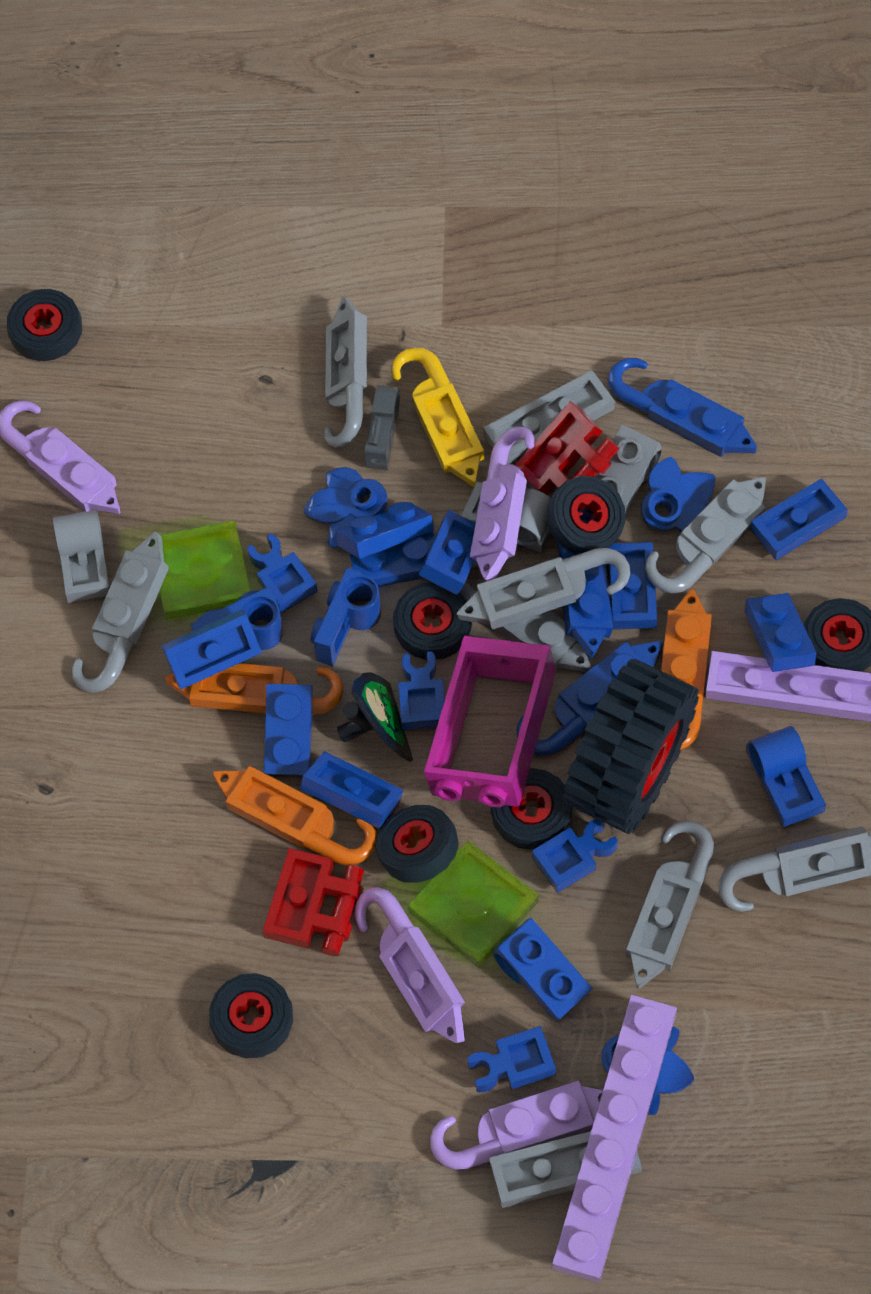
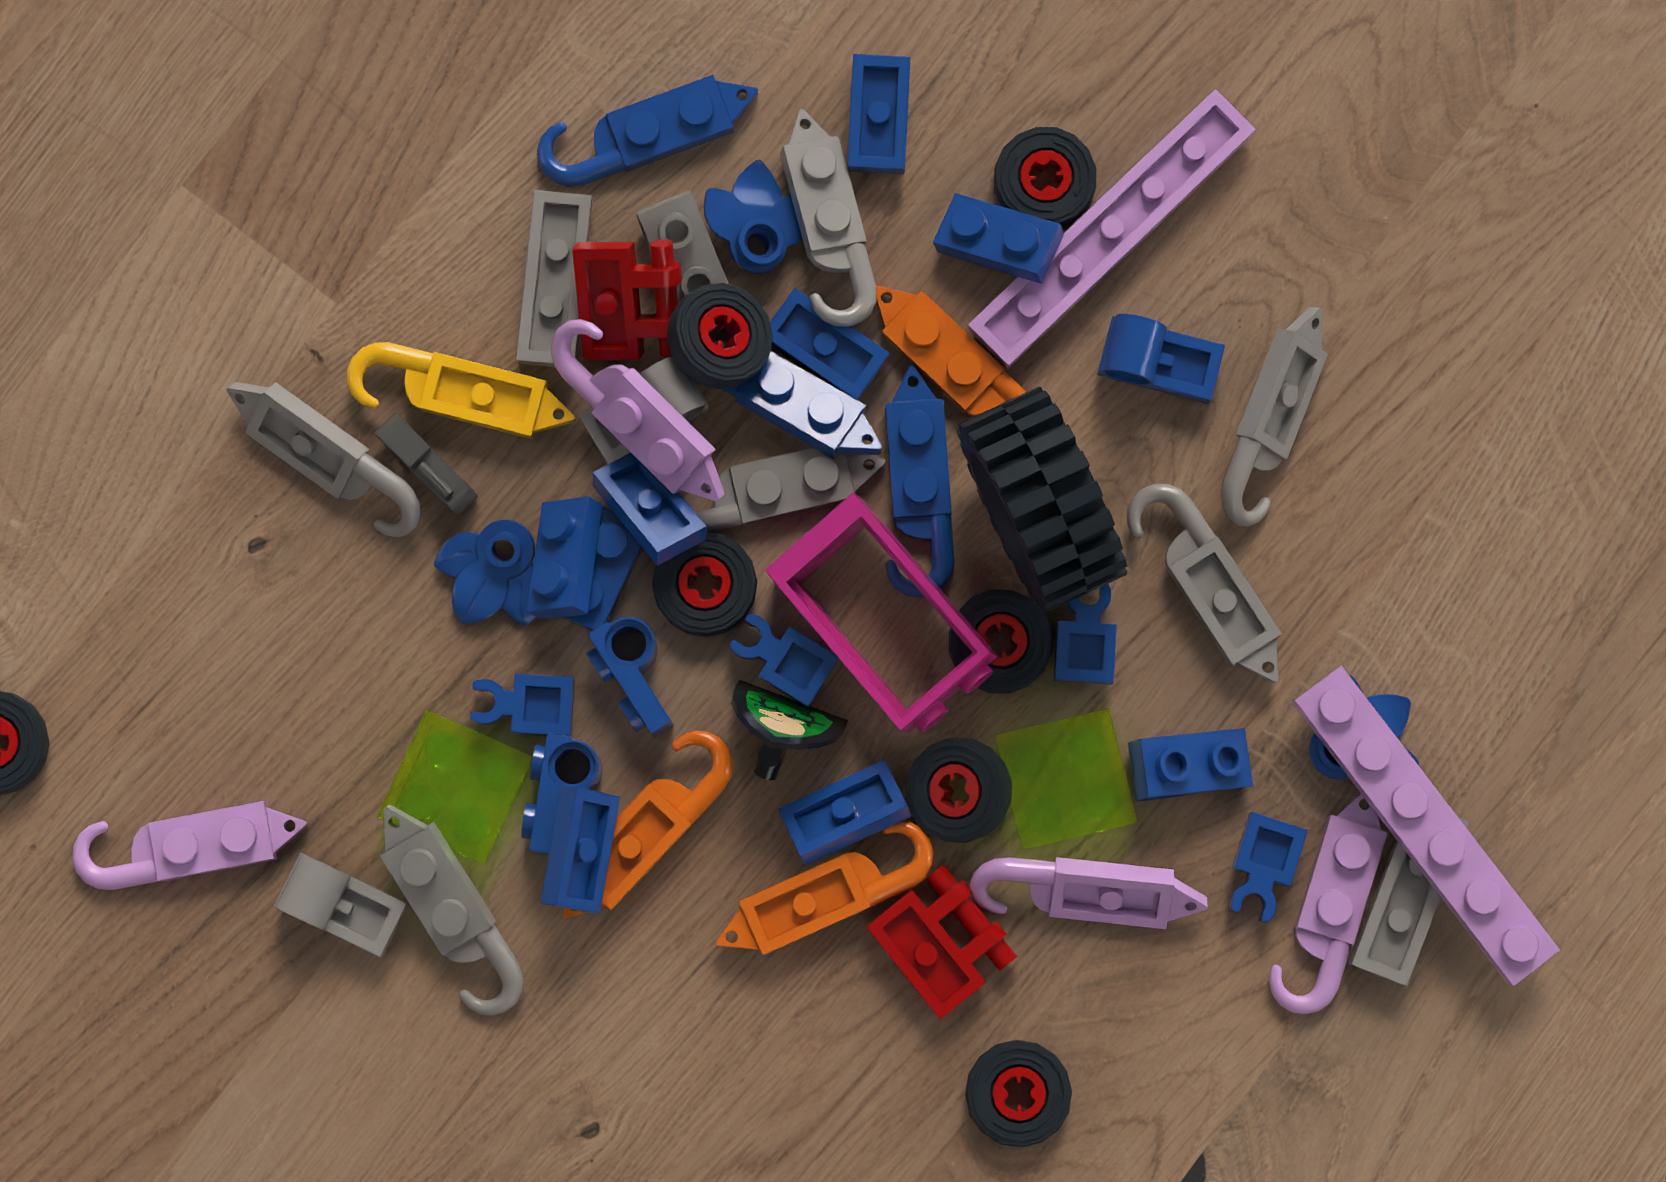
camera: 60 degrees left, 20 degrees up
(288, 729) = (726, 829): blue plate -> none
(540, 588) = (772, 447): light grey plate -> none

